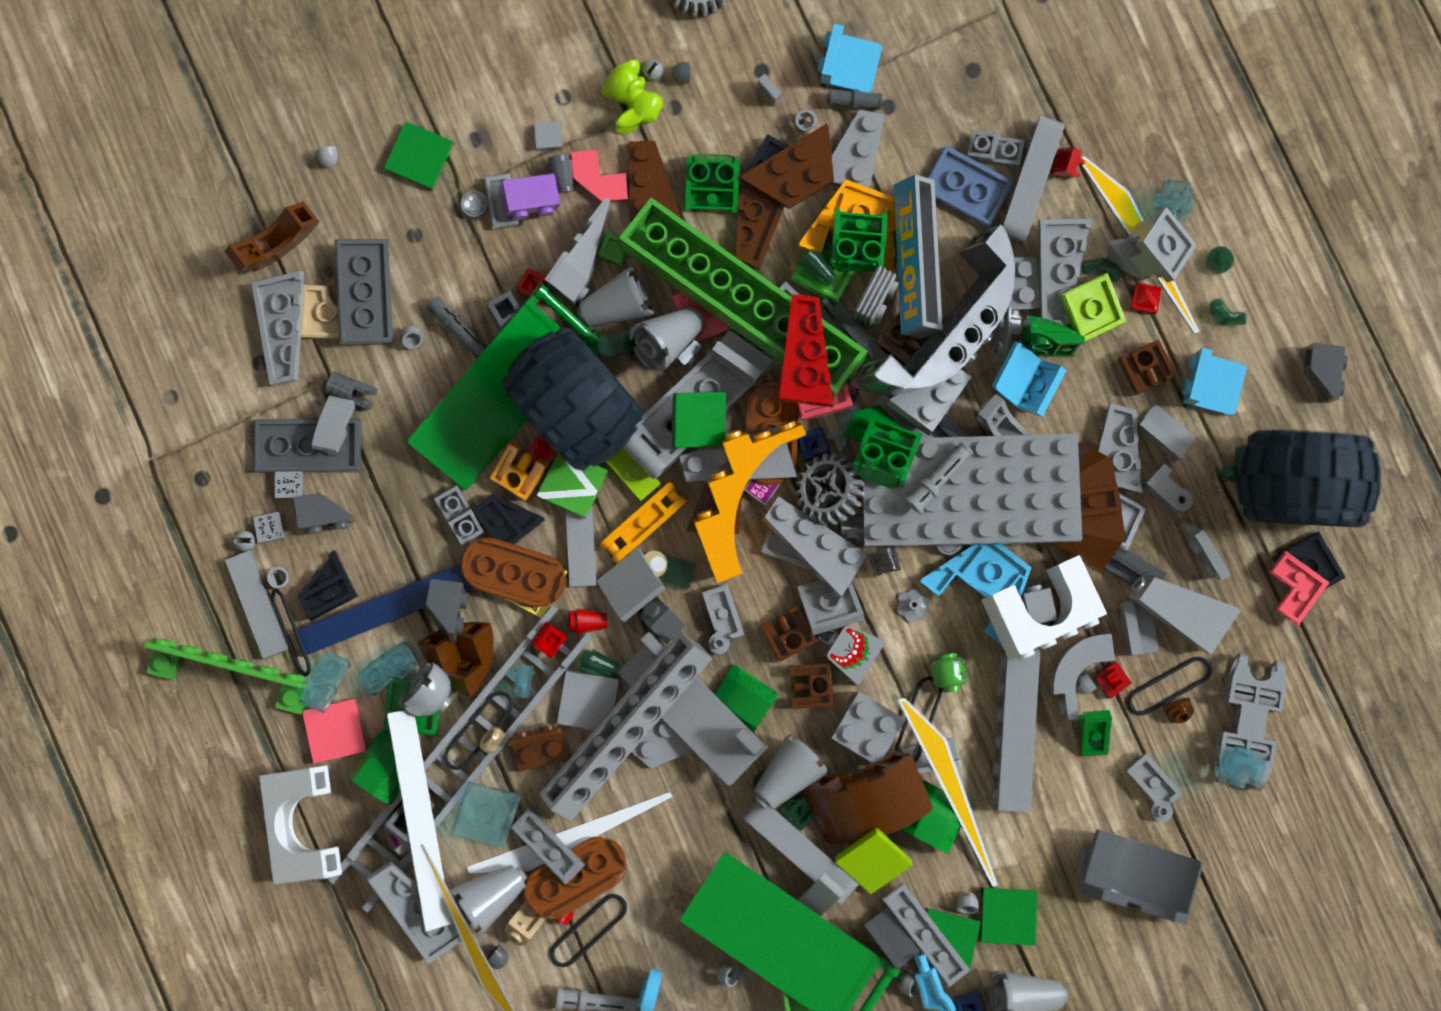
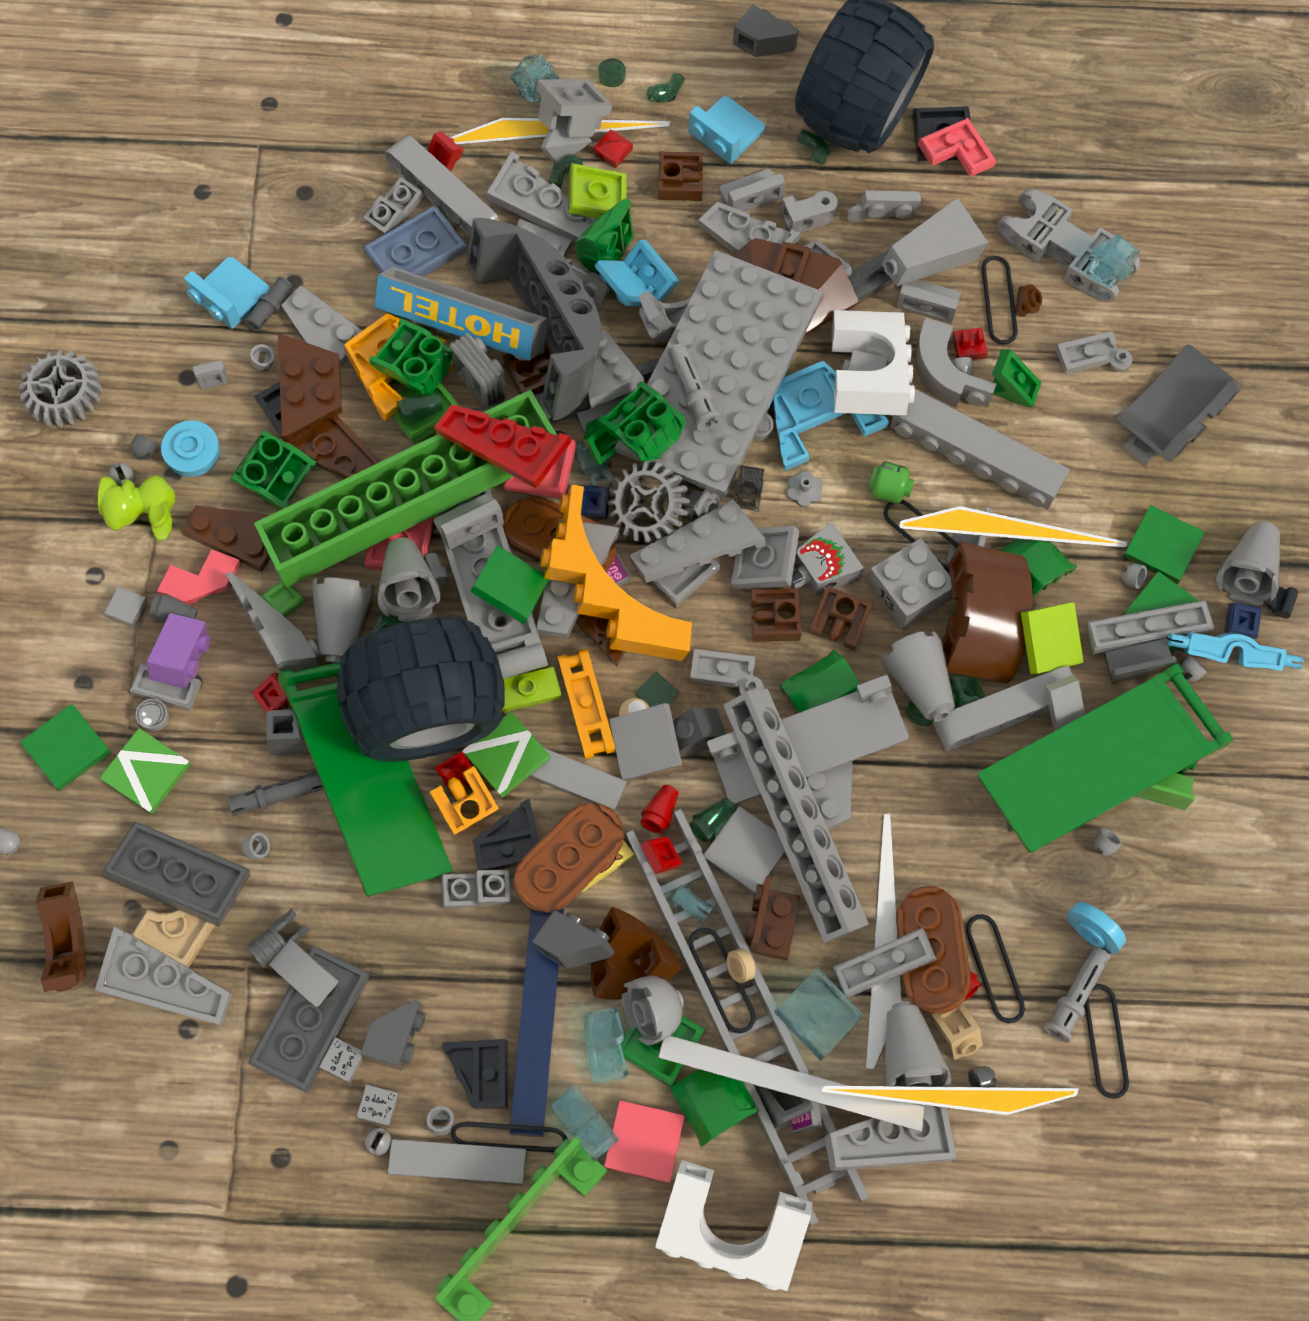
camera: 65 degrees left, 15 degrees down
(429, 224) = (145, 771): none -> bright green tile
(701, 109) = (190, 448): none -> medium azure piece

